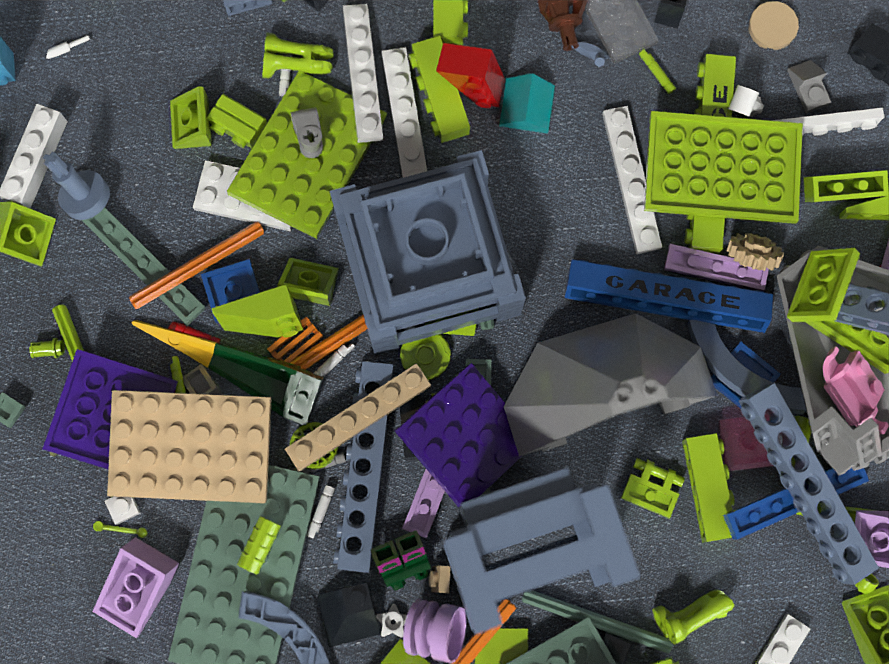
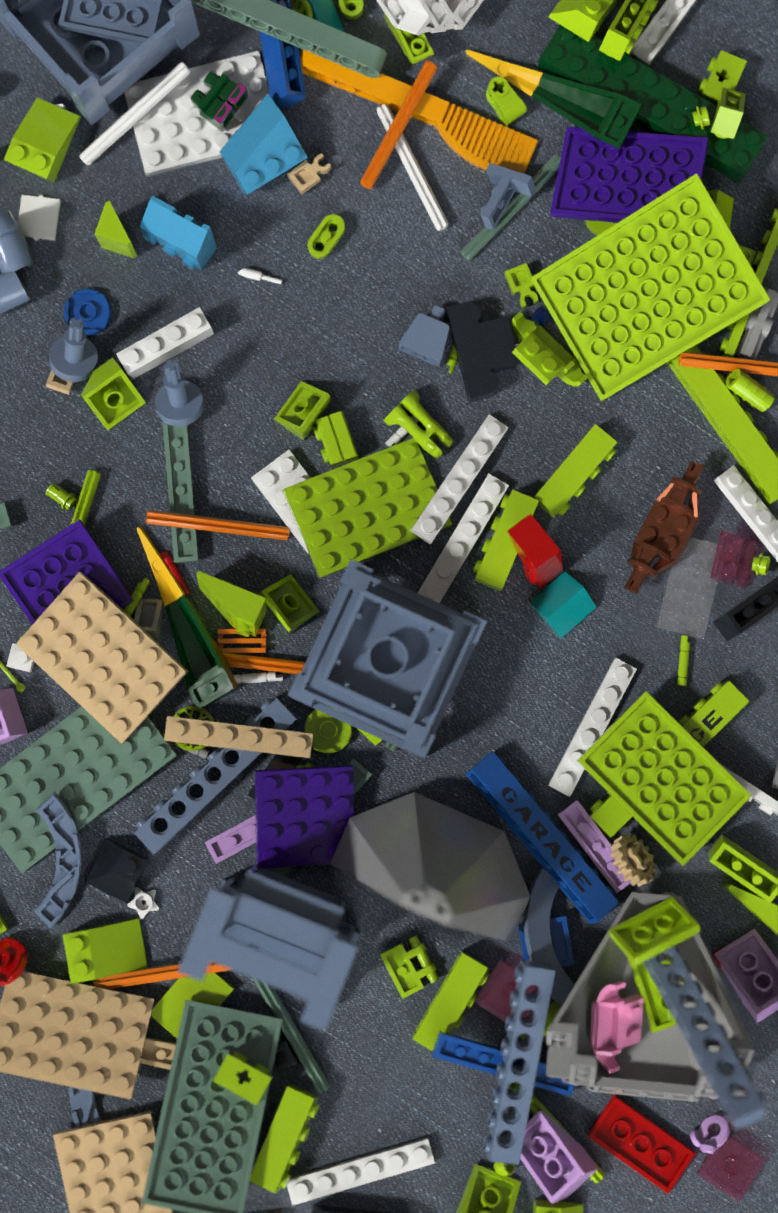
camera: 40 degrees right, 5 degrees up
(230, 284) = (229, 561): blue plate -> none
(258, 545) = (92, 769): lime axle -> none
(308, 131) = (380, 491): light grey piece -> none
(320, 511) = (158, 780): white wheel -> none
(397, 567) = (183, 869): dark green hips -> none
(435, 630) = (163, 935): lavender wheel -> none
(440, 579) = (198, 900): tan plate -> none
(593, 52) = (647, 605): sand blue bar -> none
(701, 611) = (368, 1084): lime piece -> none
(746, 102) = (725, 743): white piece -> none

